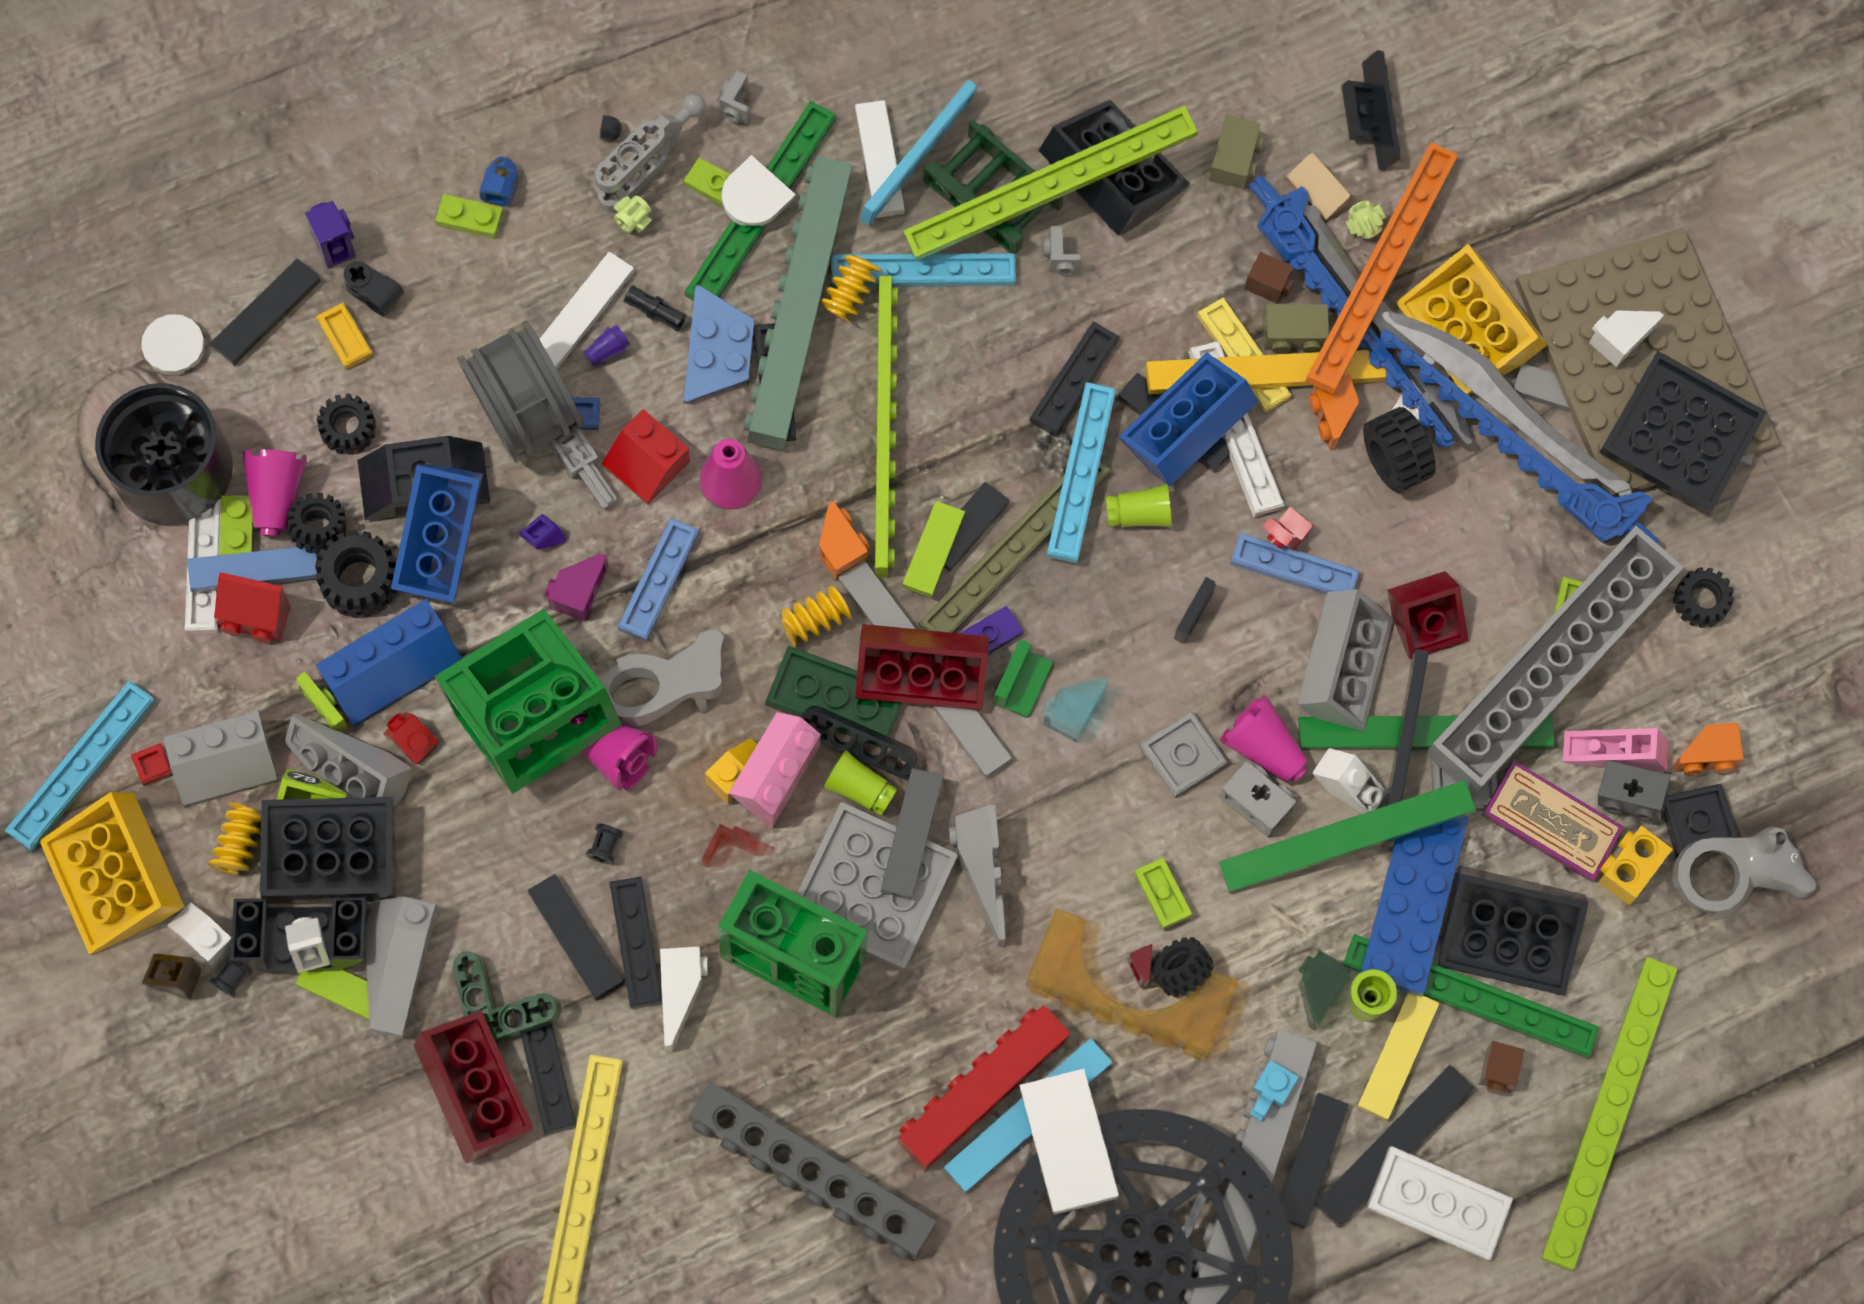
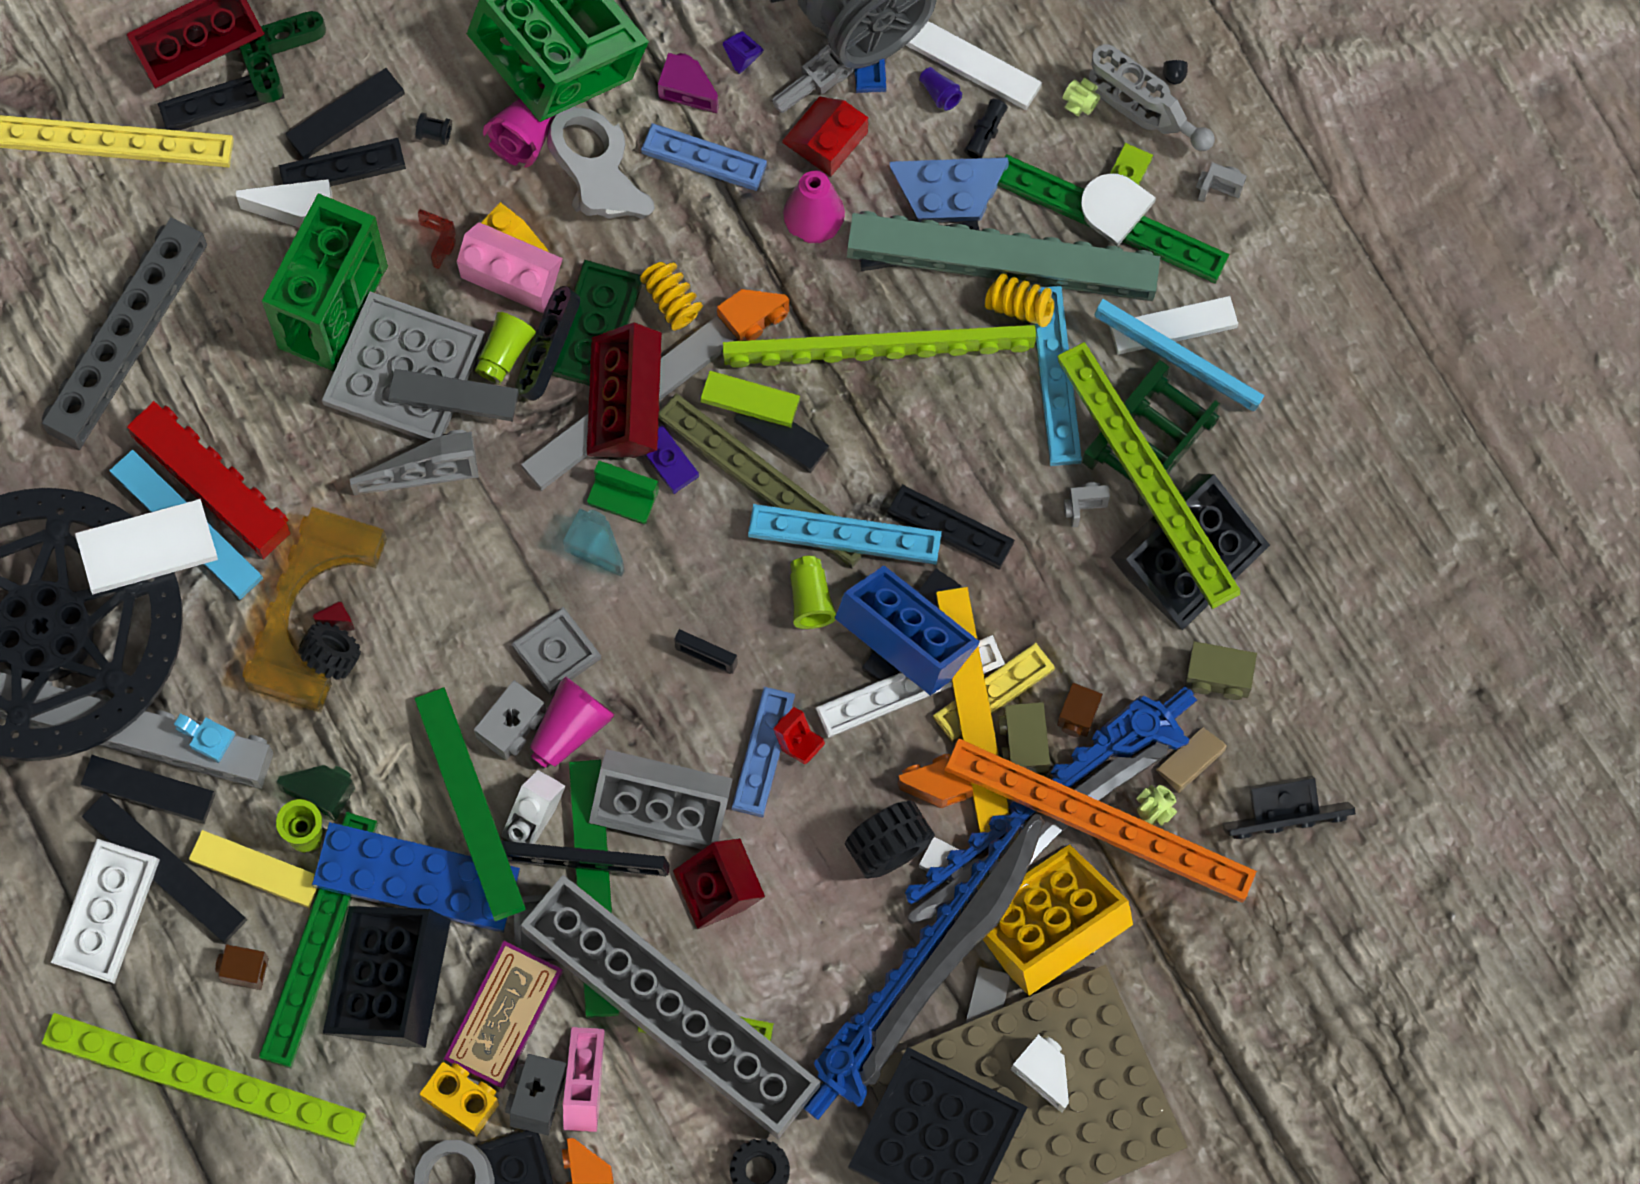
camera: 90 degrees right, 0 degrees up
(1162, 893) = (409, 635): lime plate -> none

